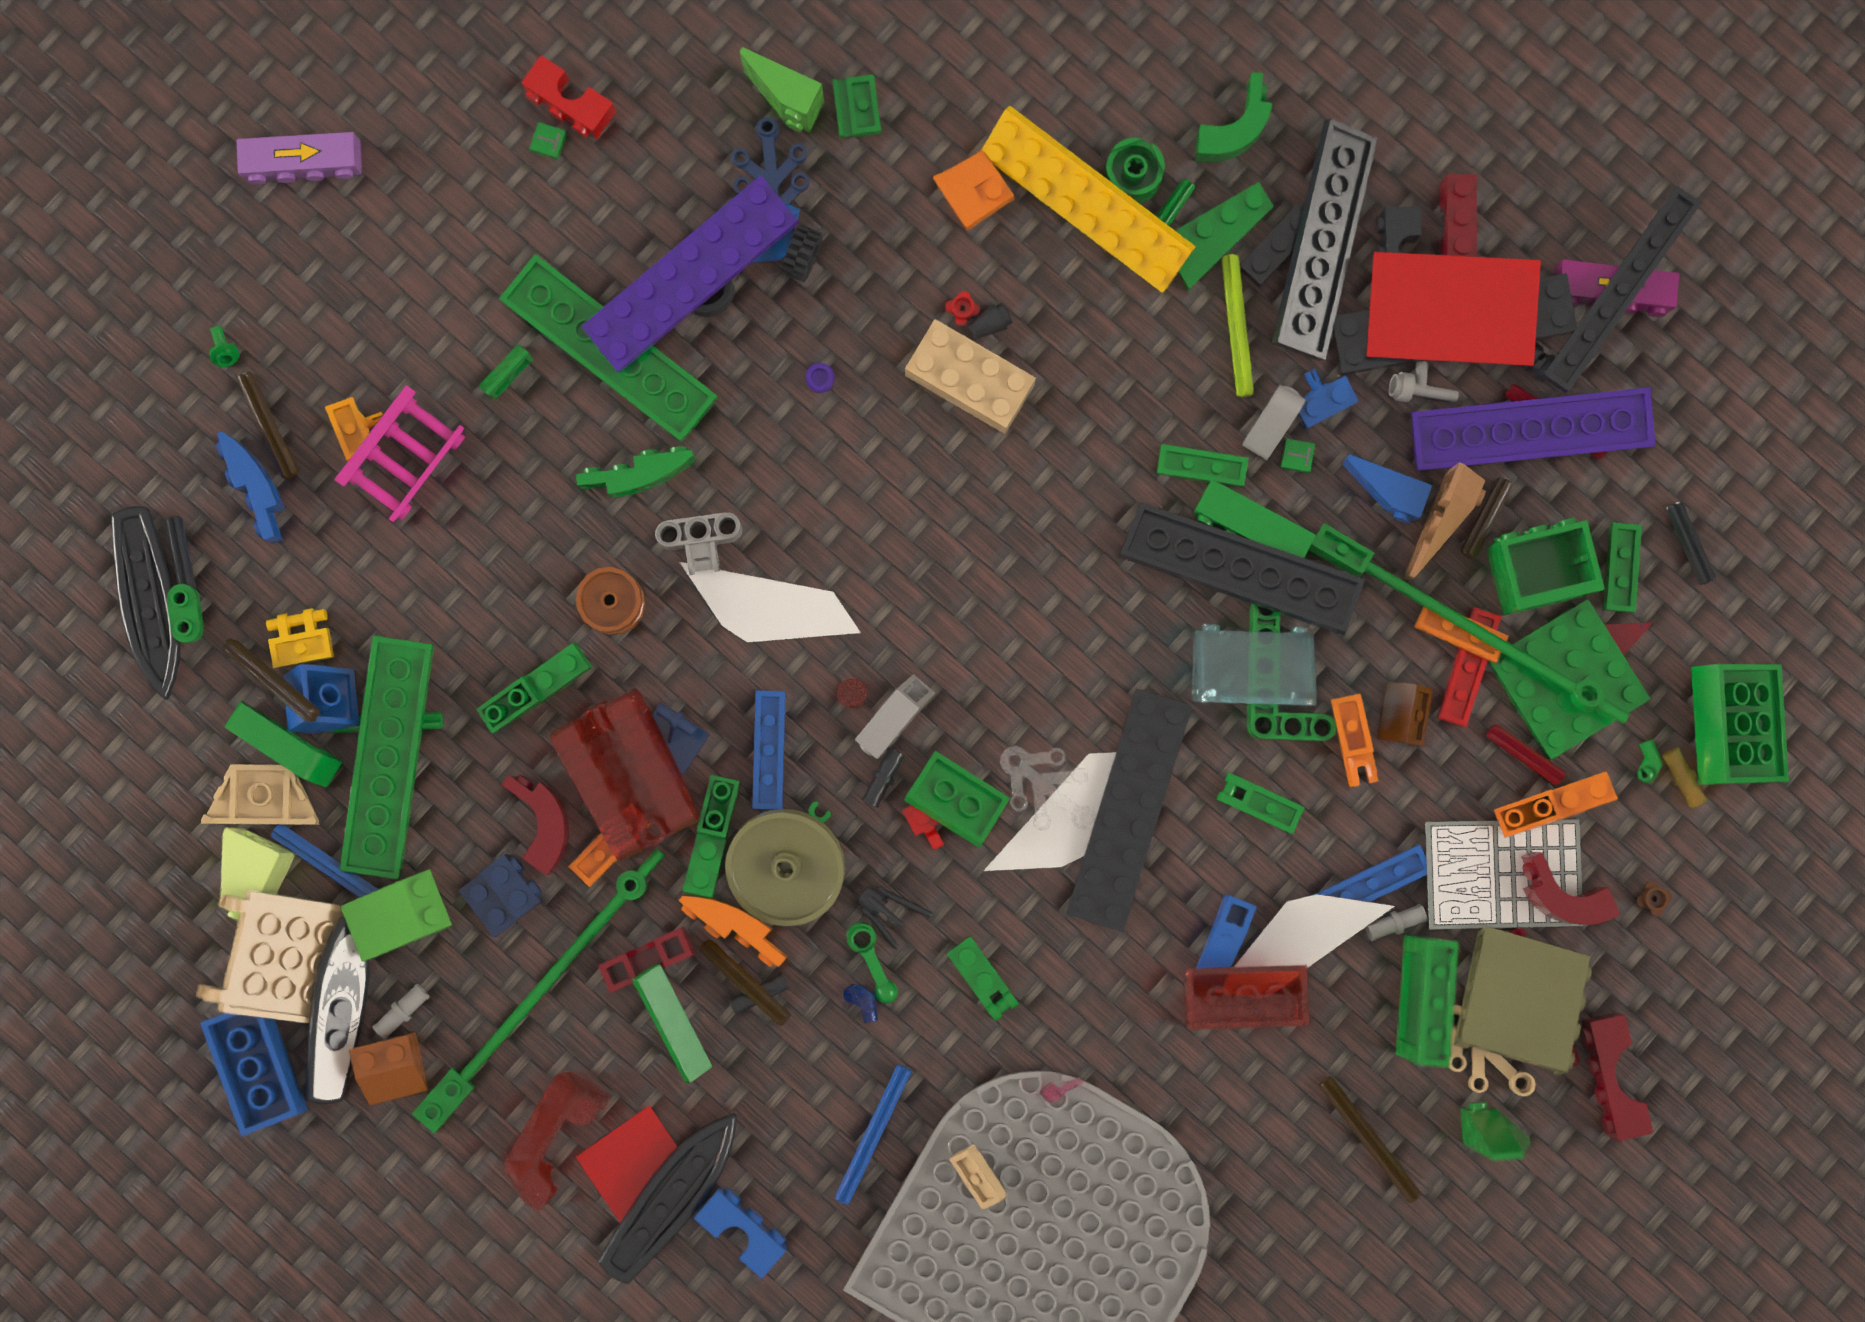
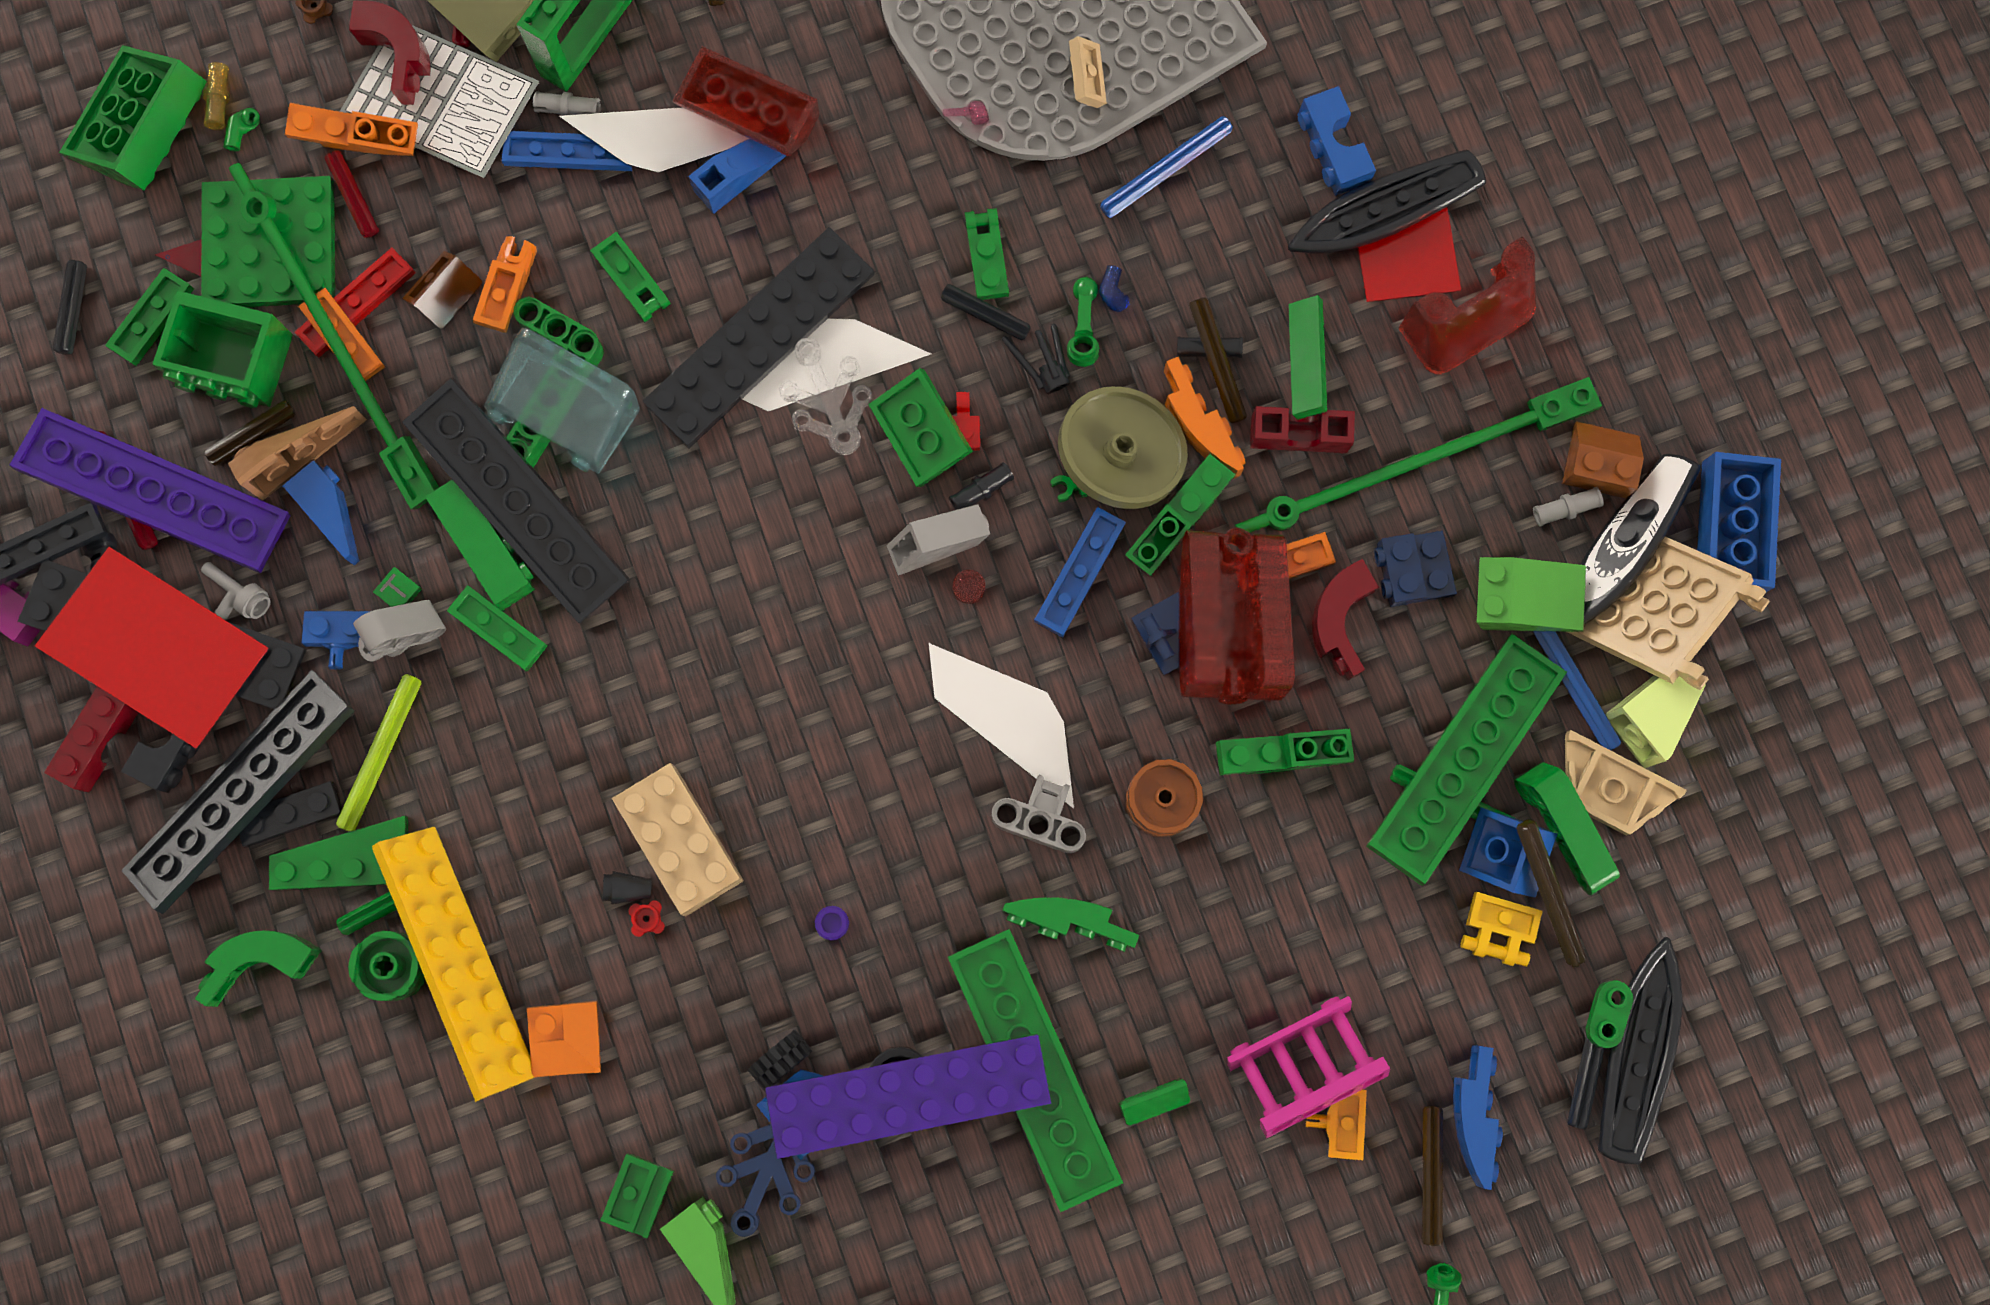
camera: 155 degrees left, 5 degrees down
(957, 927) = (985, 312): none -> black axle

